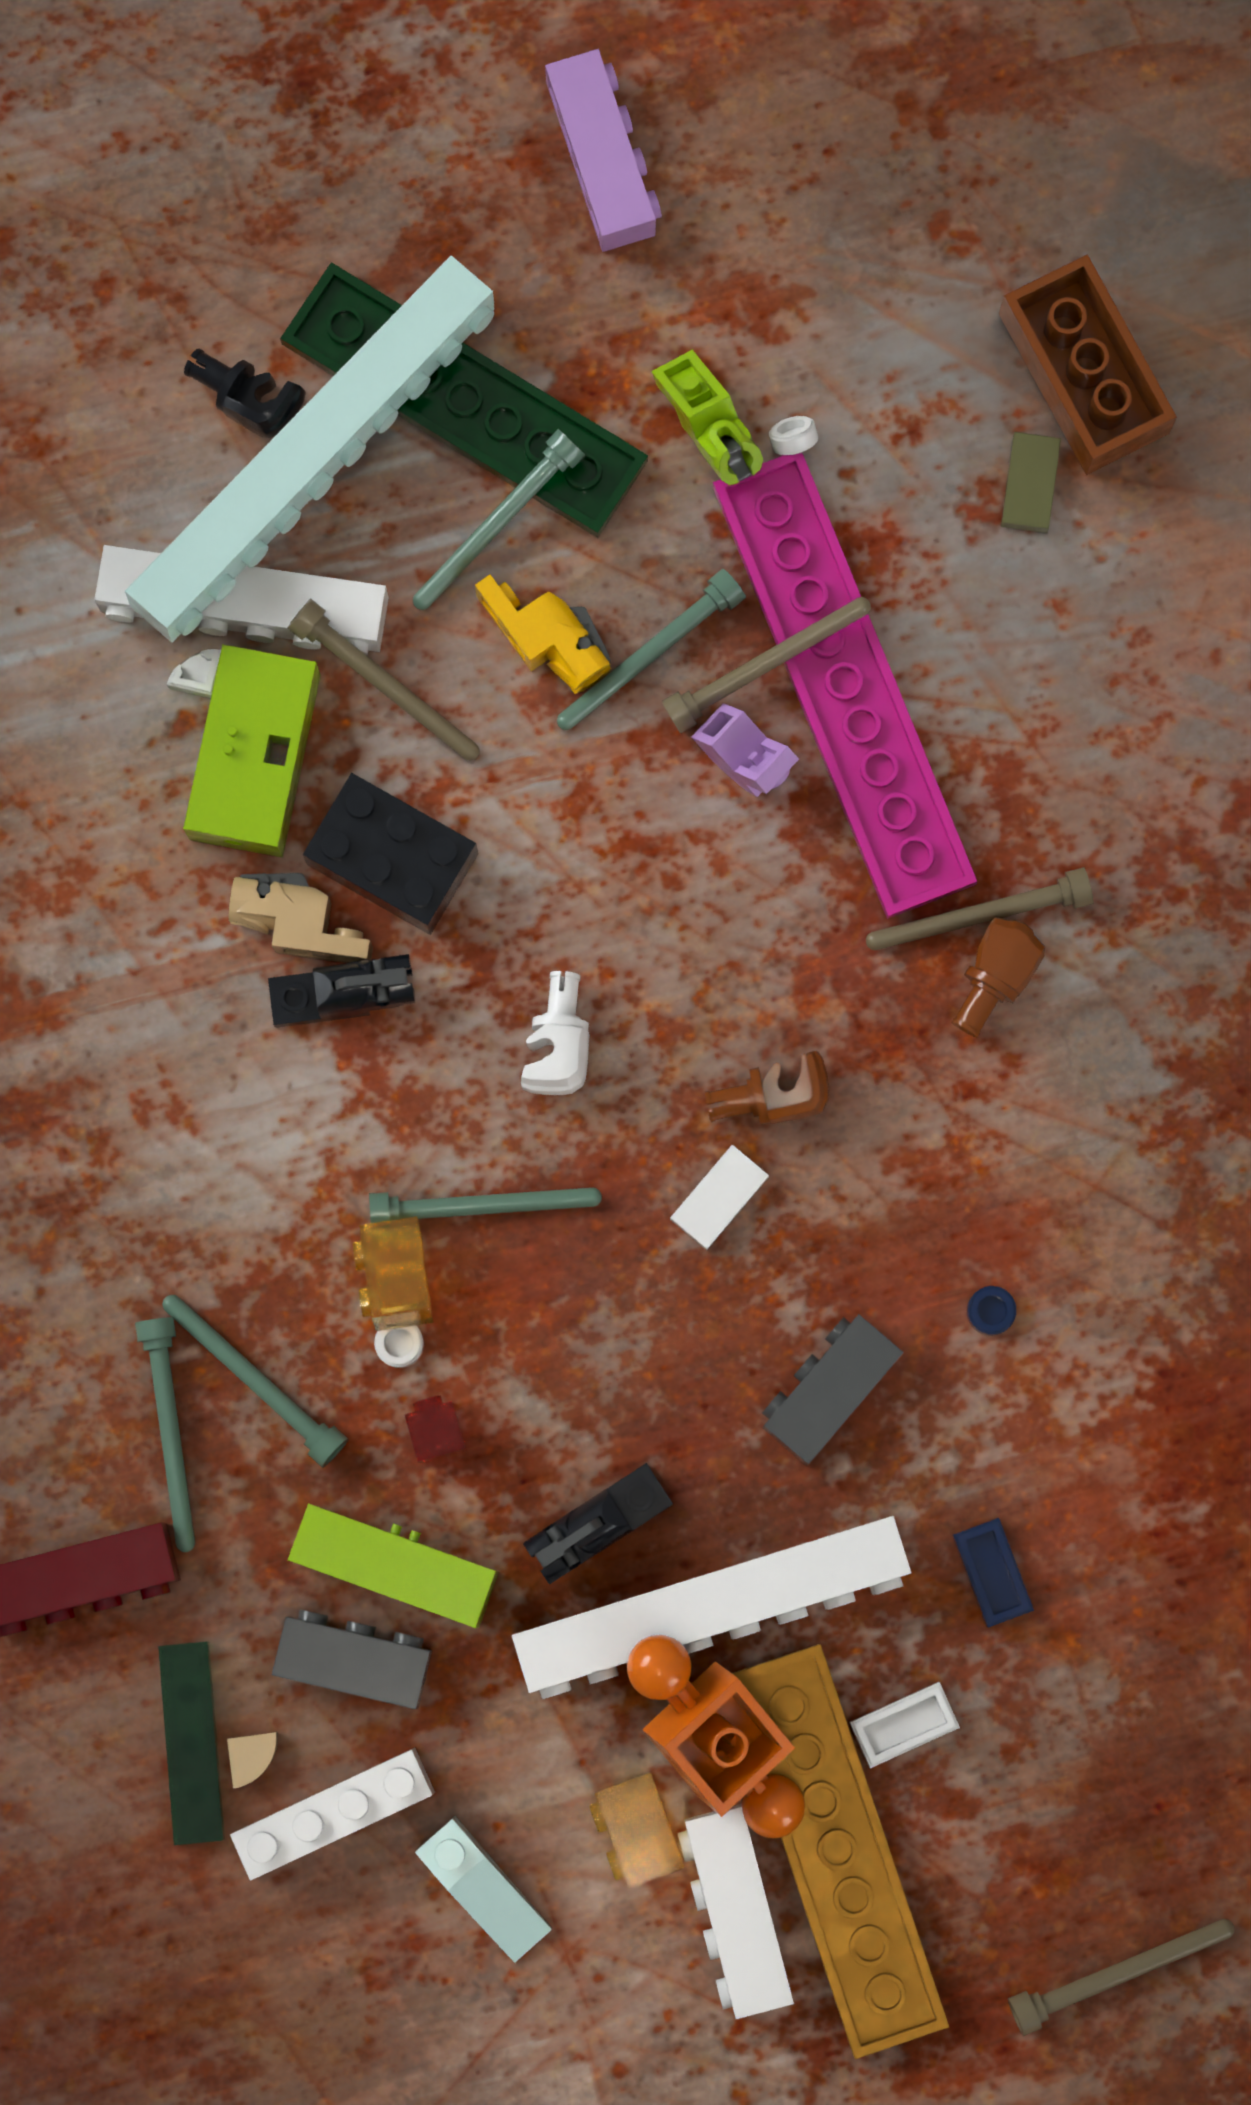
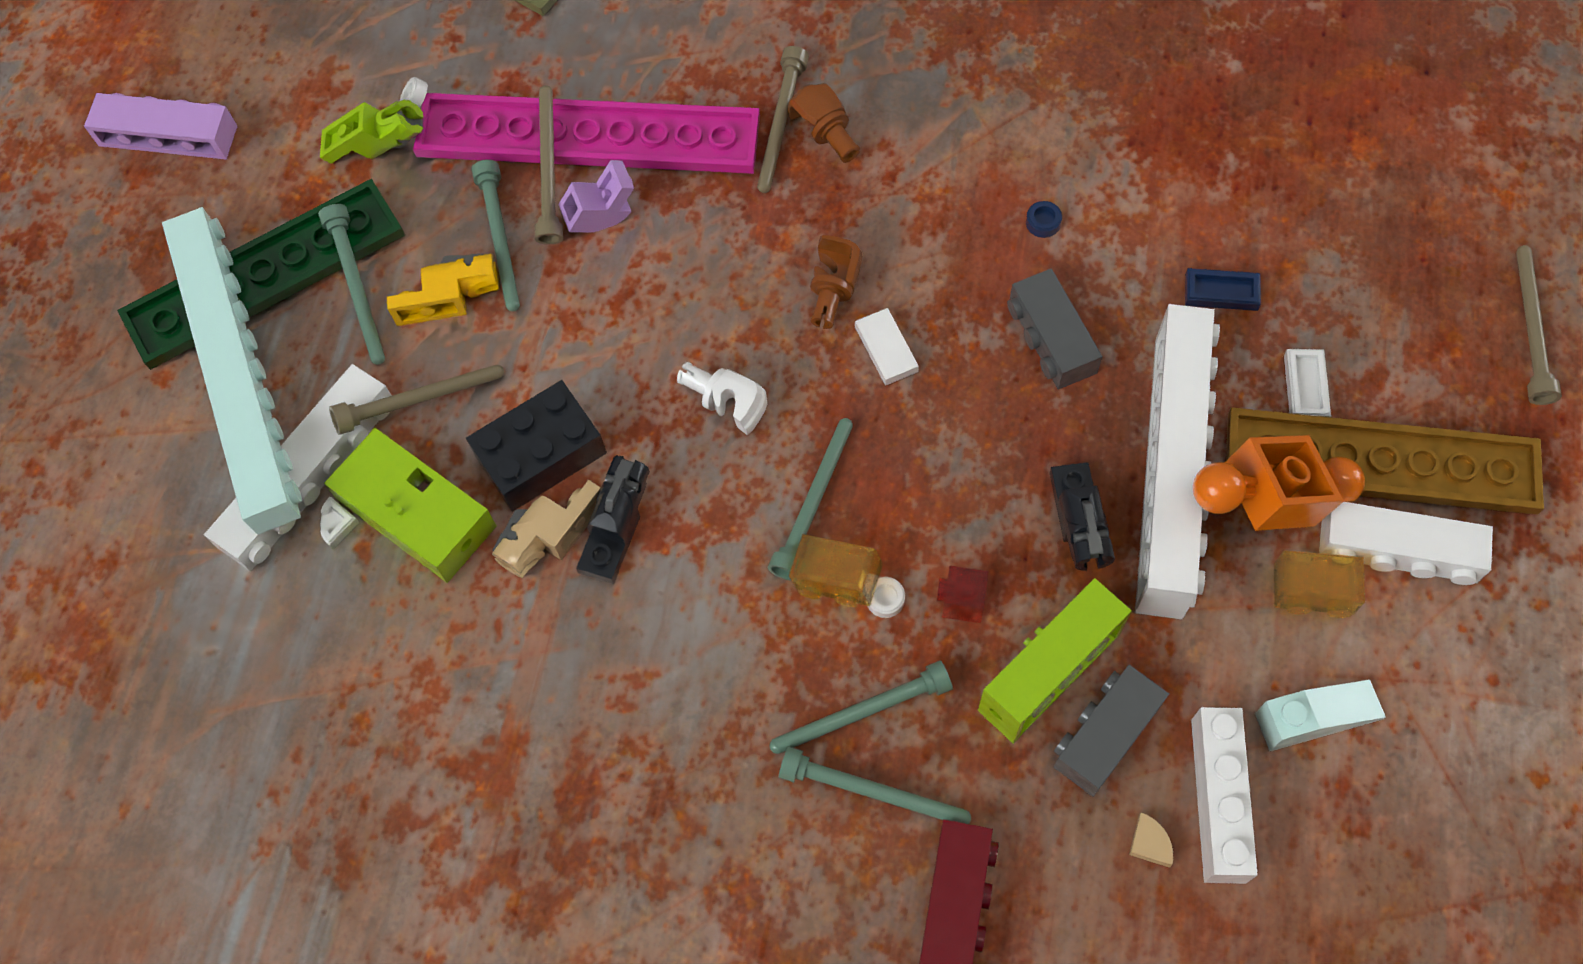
camera: 60 degrees left, 15 degrees down
(191, 1743) = (1123, 883): clear green tile -> none
(241, 394) = (167, 404): black piece -> none

